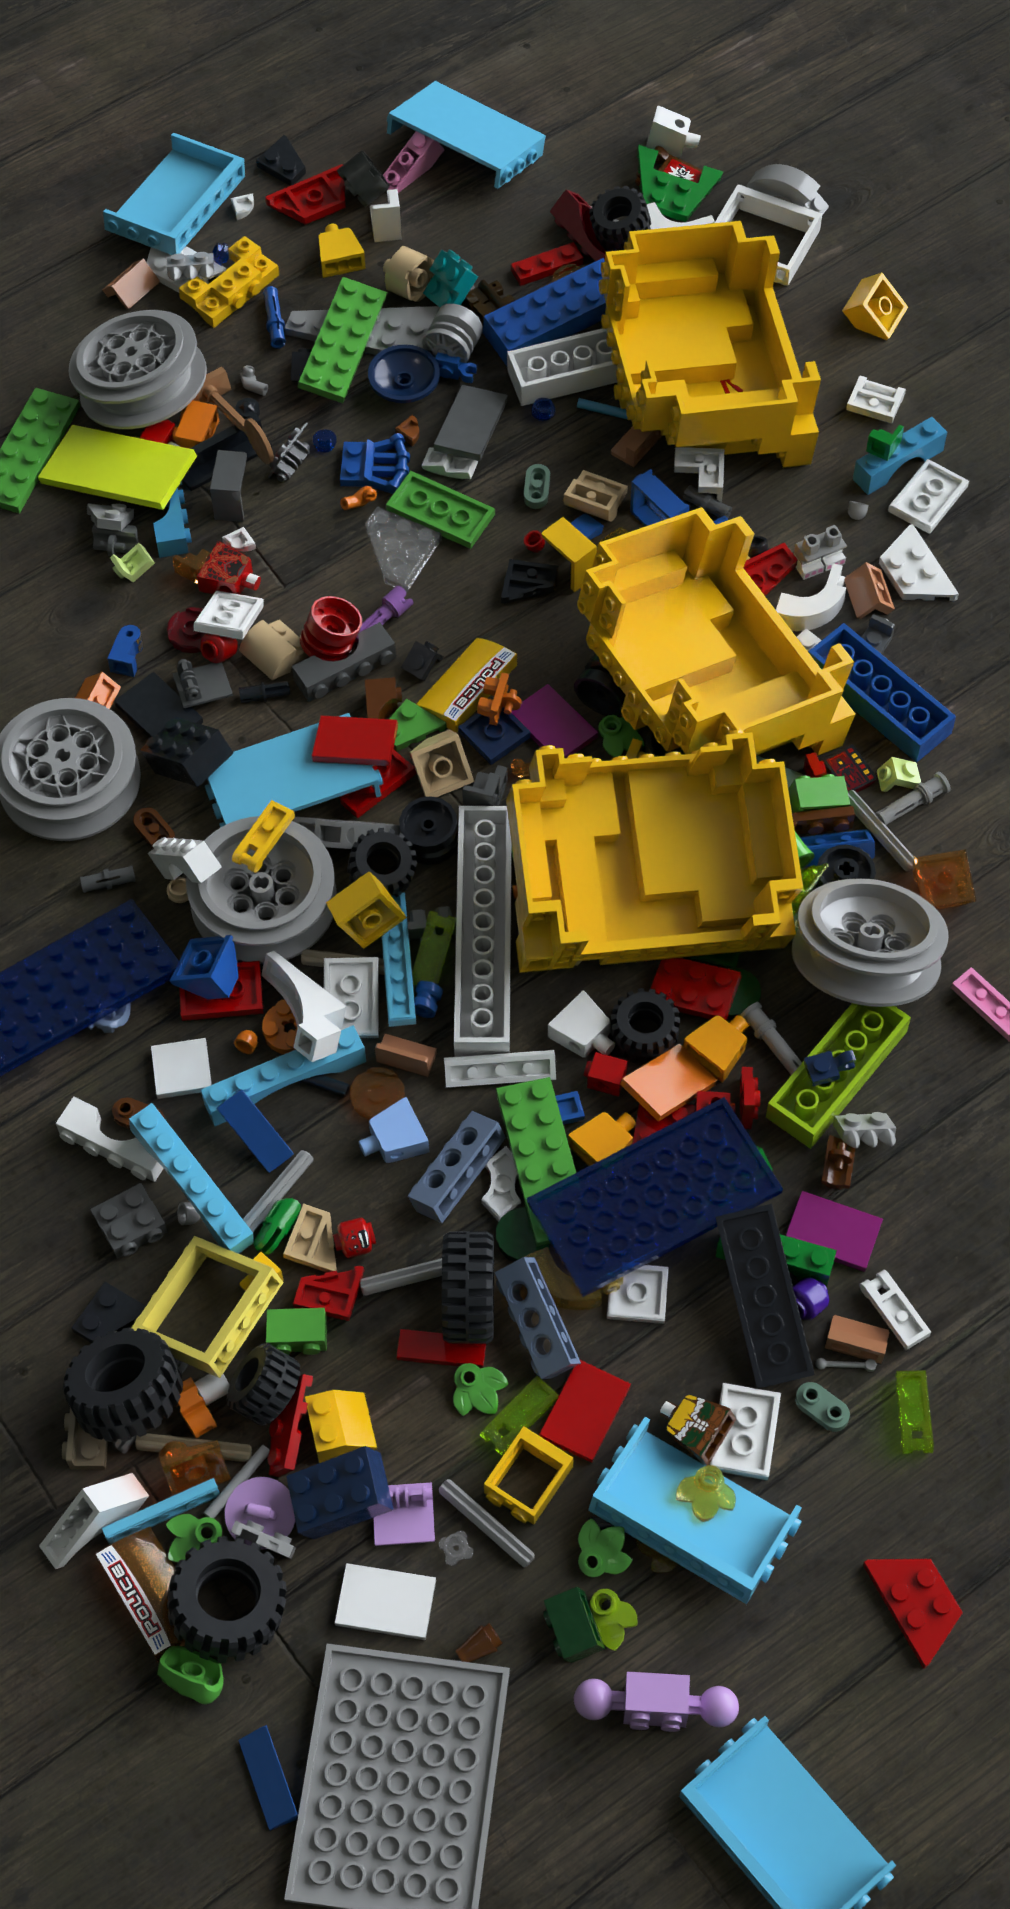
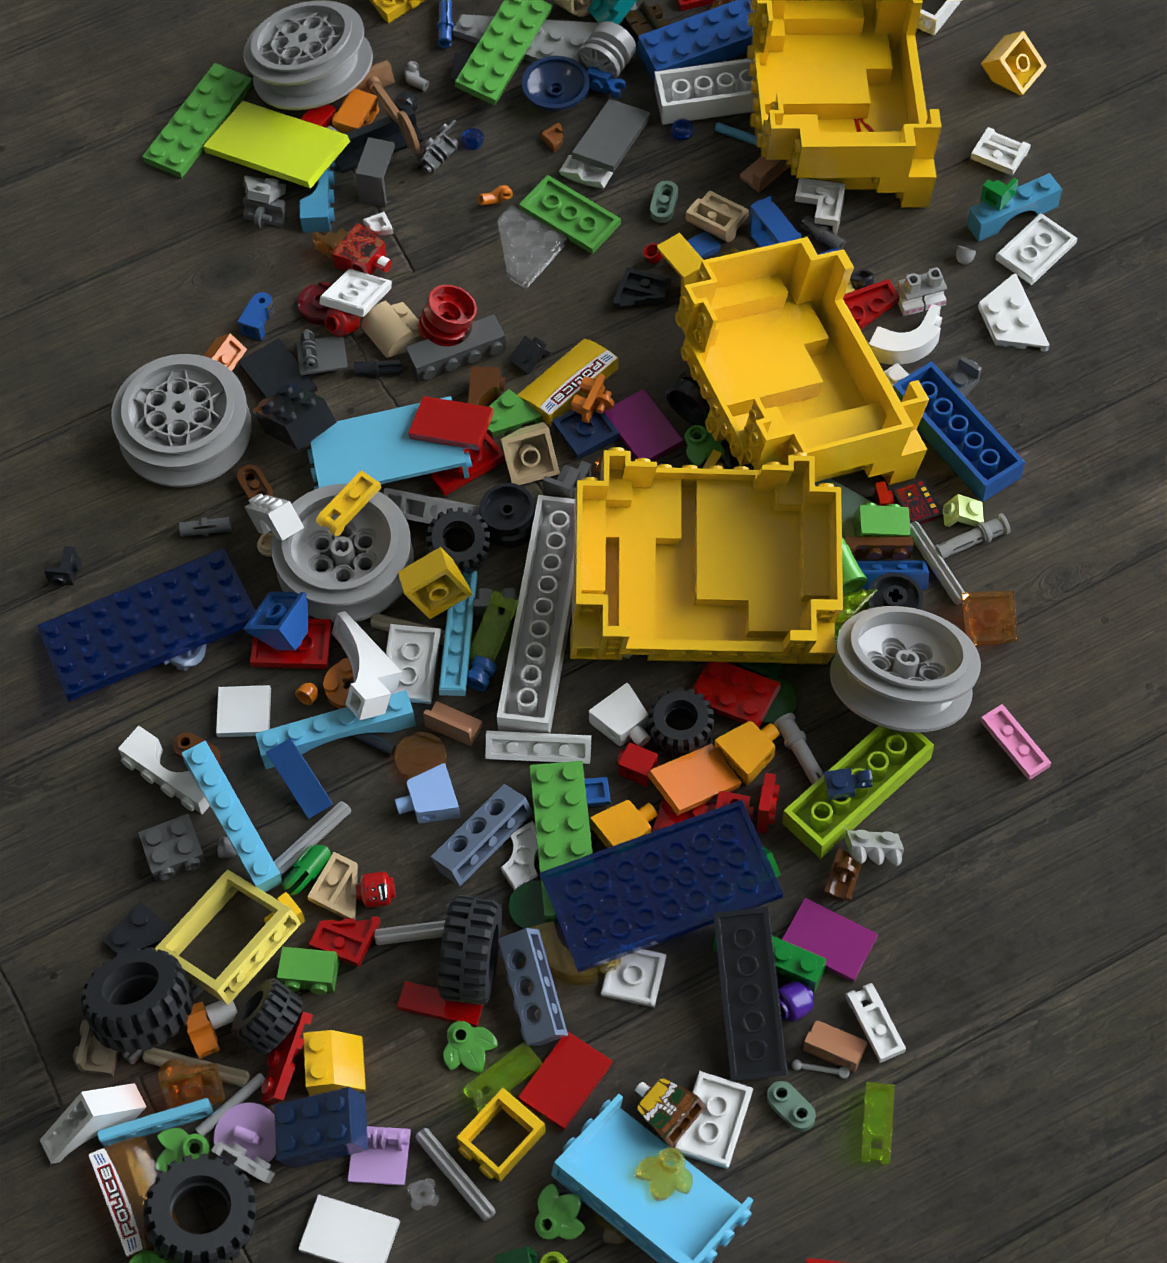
camera: 10 degrees right, 0 degrees up
(133, 563) = (276, 236): yellowish green bracket -> none
(359, 461) = (502, 161): blue plate -> none
(392, 606) = (509, 300): medium lavender piece -> none
(868, 591) = (963, 333): nougat panel -> none

